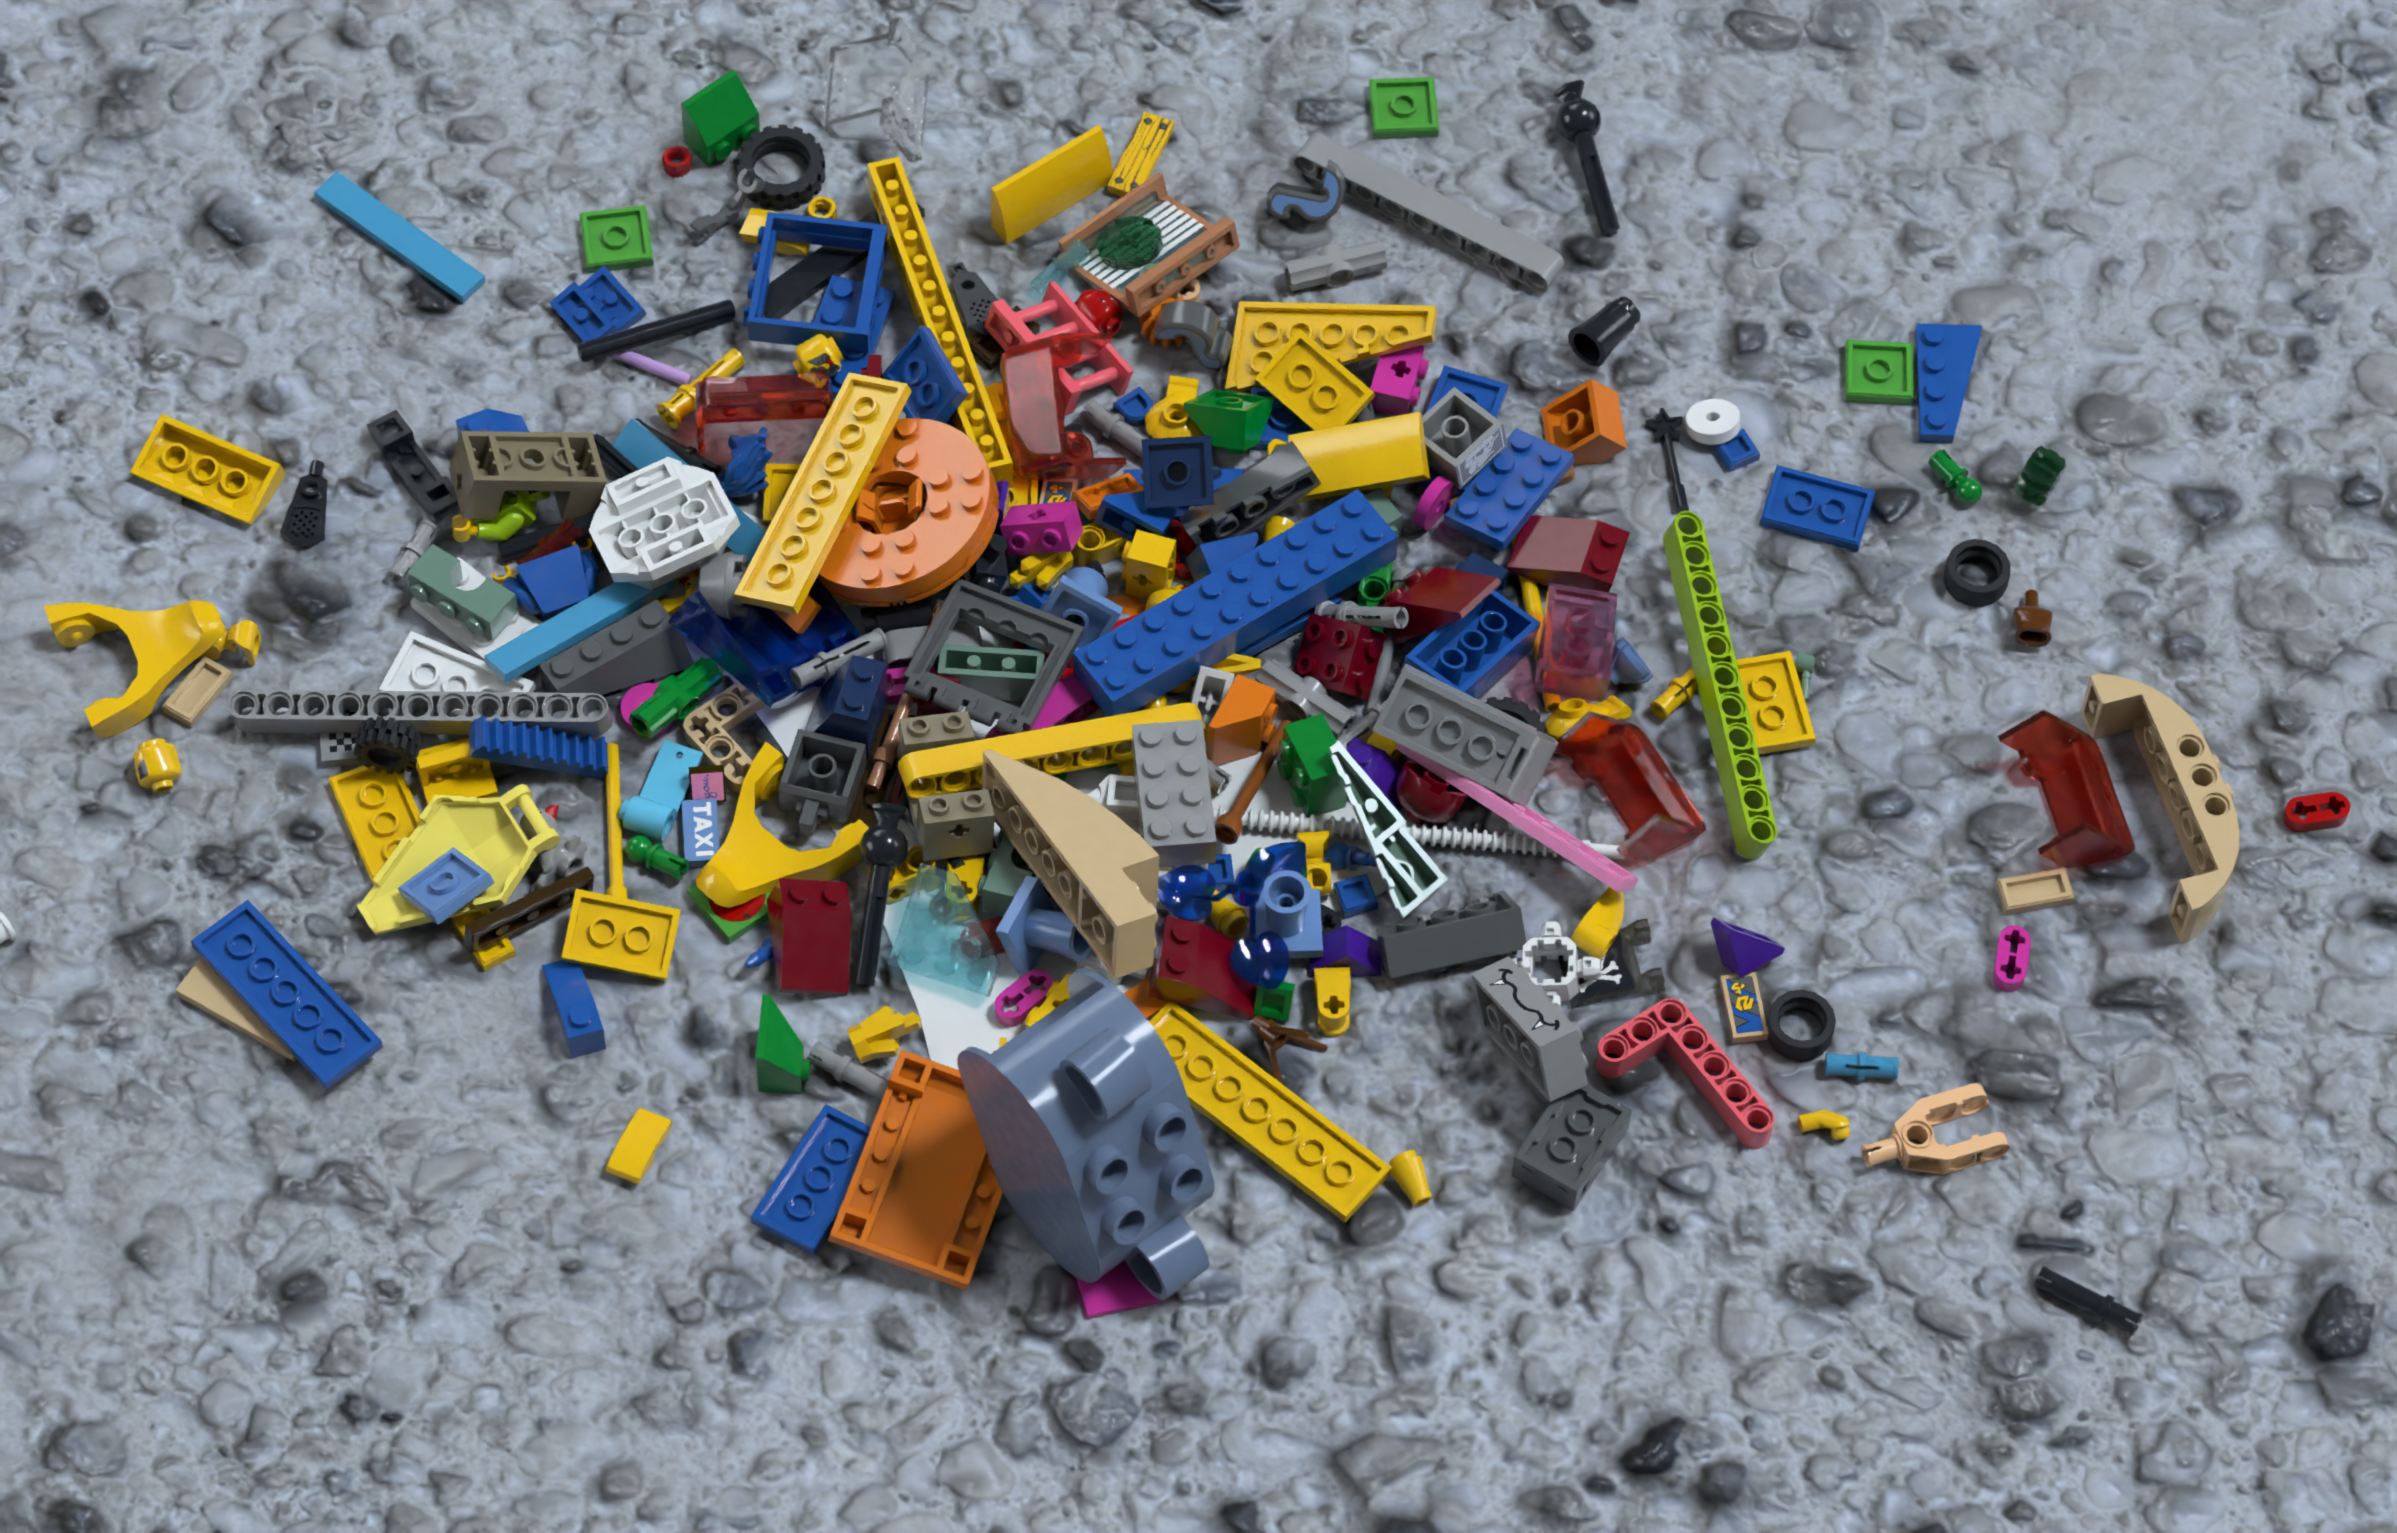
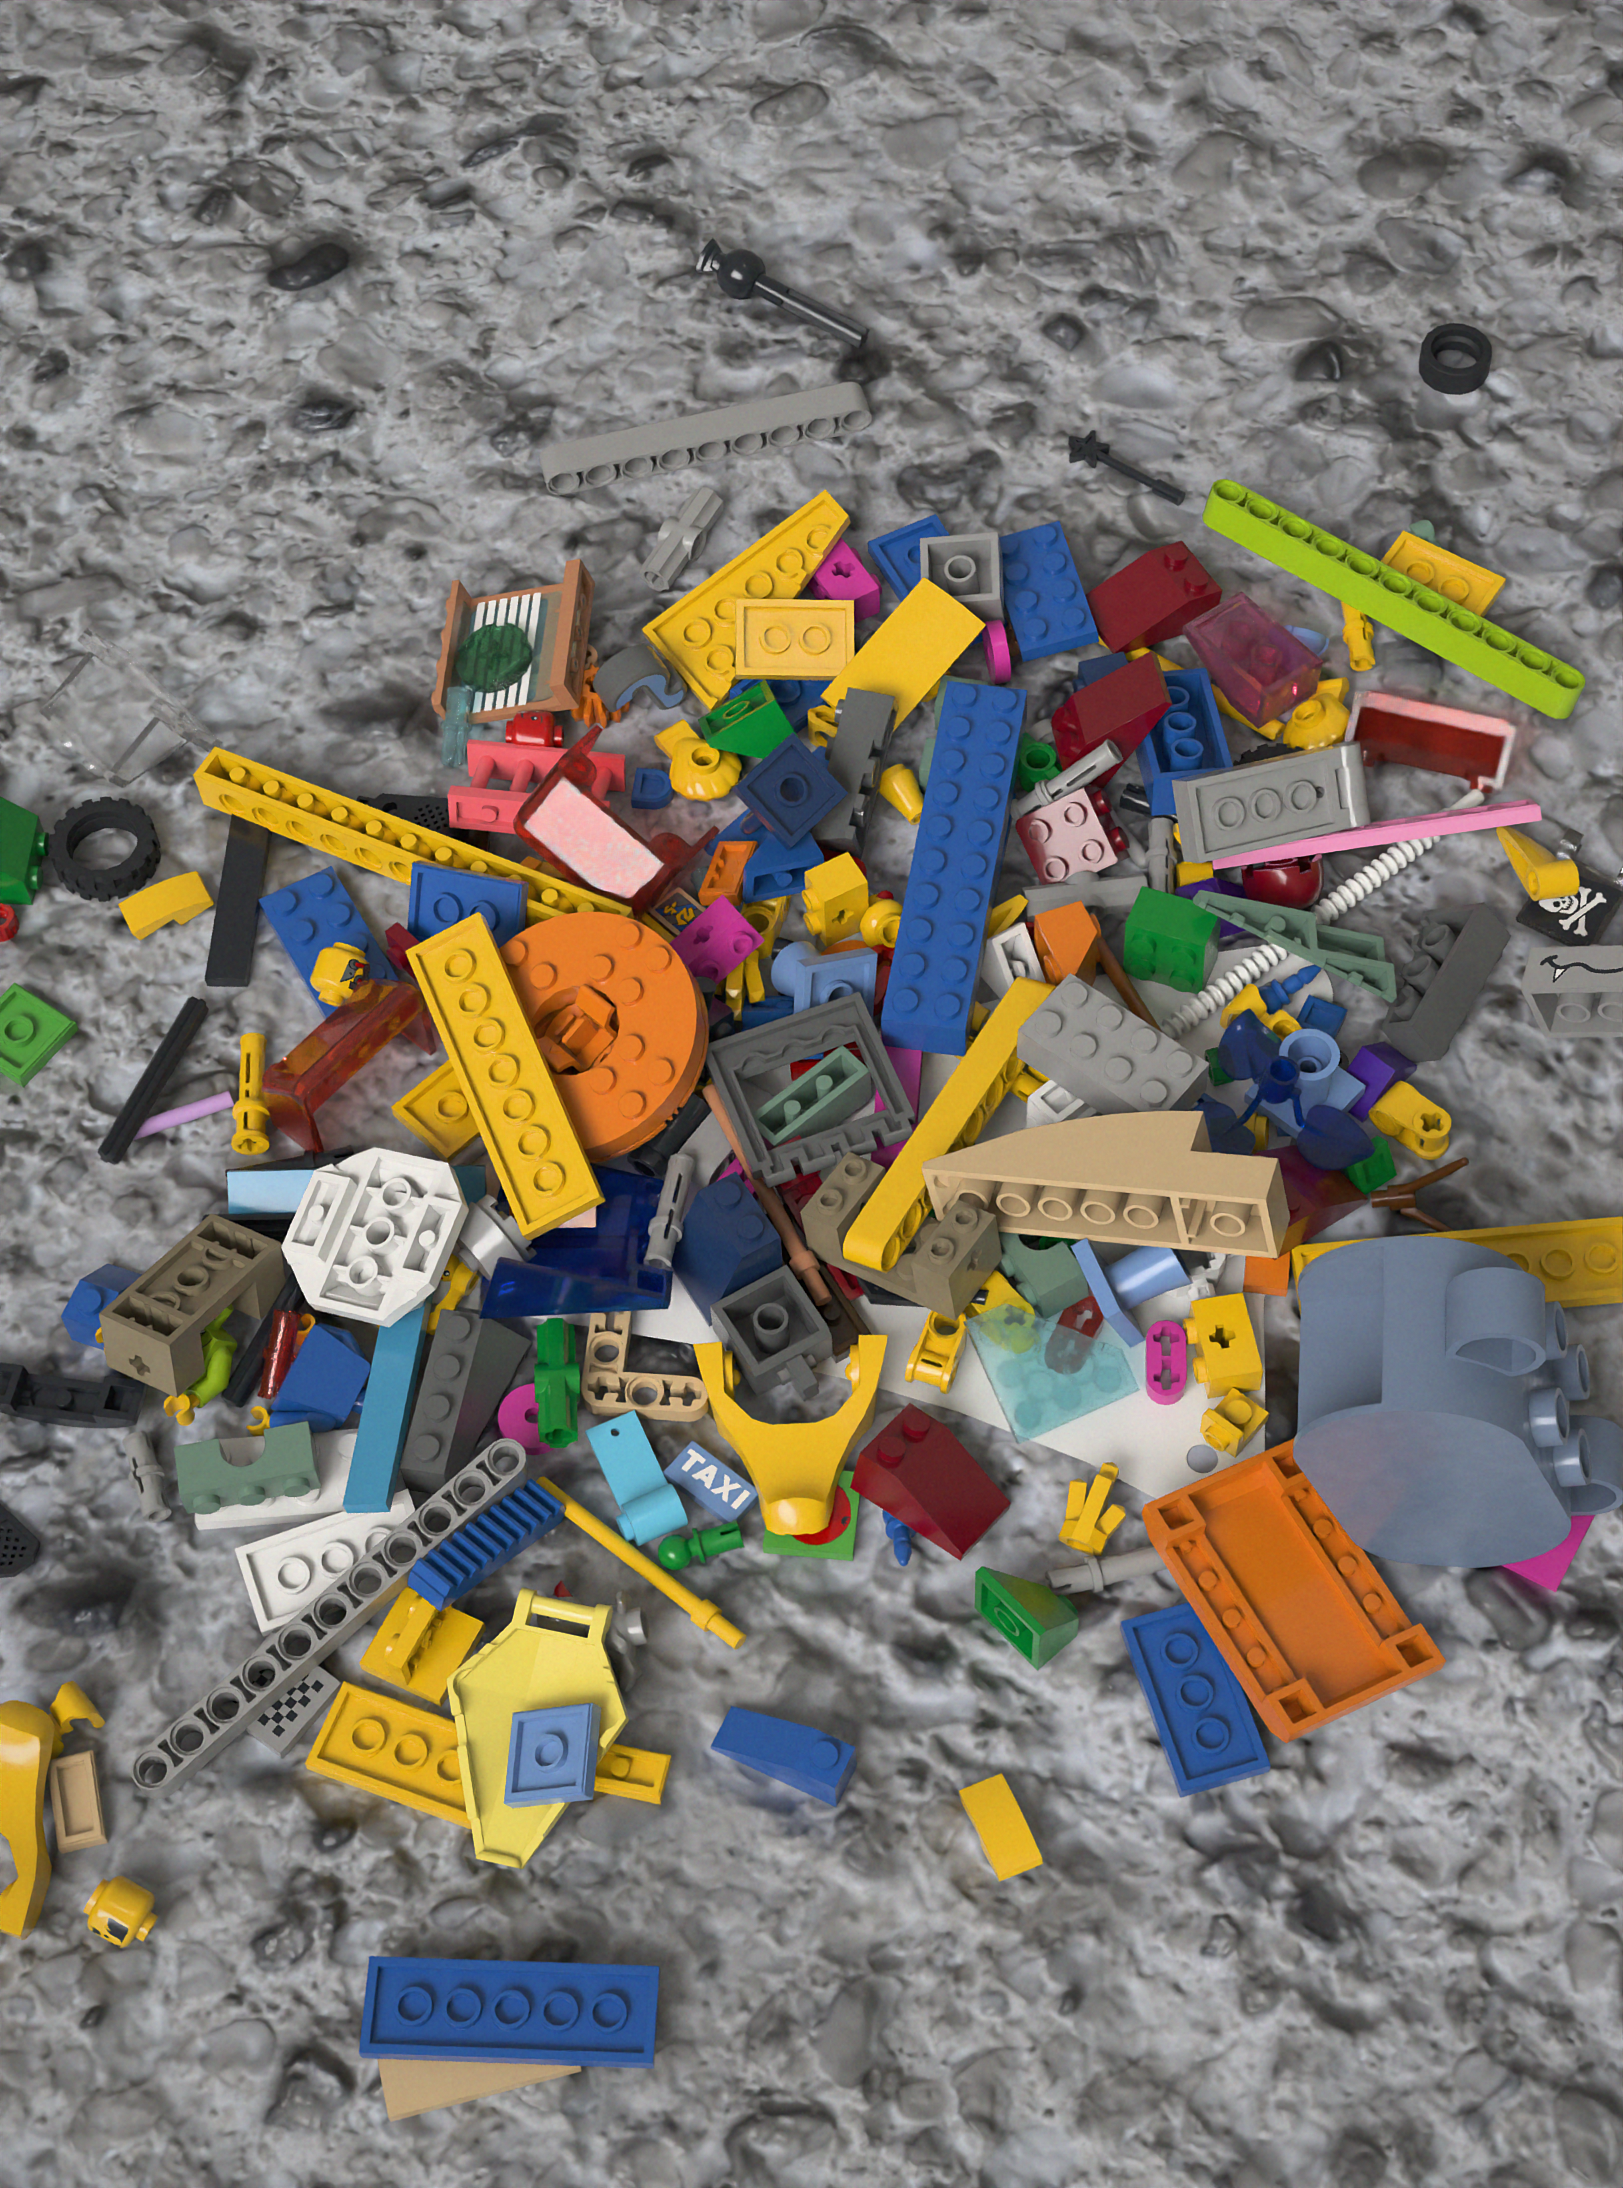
camera: 40 degrees left, 0 degrees up
(387, 745) = (342, 1675): black tyre -> none
(526, 910) = (648, 1705): dark brown tile -> none
(598, 306) = (71, 1106): blue slope -> none
(621, 934) = (759, 1645): yellow plate -> none
(707, 225) = (100, 926): dark grey piece -> none
(707, 782) = (670, 1433): bright pink tile -> none
(747, 467) = (380, 1114): blue hair -> none
(818, 232) = (227, 859): blue window -> none
(822, 202) = (181, 846): yellow axle -> none
(883, 850) = (915, 1343): black piece -> none
(1051, 185) = (372, 667): yellow slope -> none
(1113, 426) = (678, 815): light grey pin -> none
(1141, 154) = (412, 587): yellow tile -> none
(1216, 554) = (888, 847): blue slope -> none
(1308, 202) = (608, 505): dark grey animal -> none
(1403, 107) = (583, 379): bright green tile -> none
(1551, 945) = (1569, 914): white piece -> none
(1586, 423) = (1031, 493): orange slope -> none
(1604, 331) = (959, 418): black plant -> none
(1713, 421) = (1123, 412): white piece -> none
(1737, 451) = (1163, 421): blue tile -> none
(1817, 508) = (1277, 412): blue tile -> none
(1879, 372) = (1193, 277): bright green tile -> none
(1942, 374) = (1242, 241): blue wing -> none
(1967, 489) = (1370, 305): green pin -> none
(2032, 622) = (1540, 360): reddish brown piece -> none
(2040, 475) = (1414, 248): clear green gear -> none

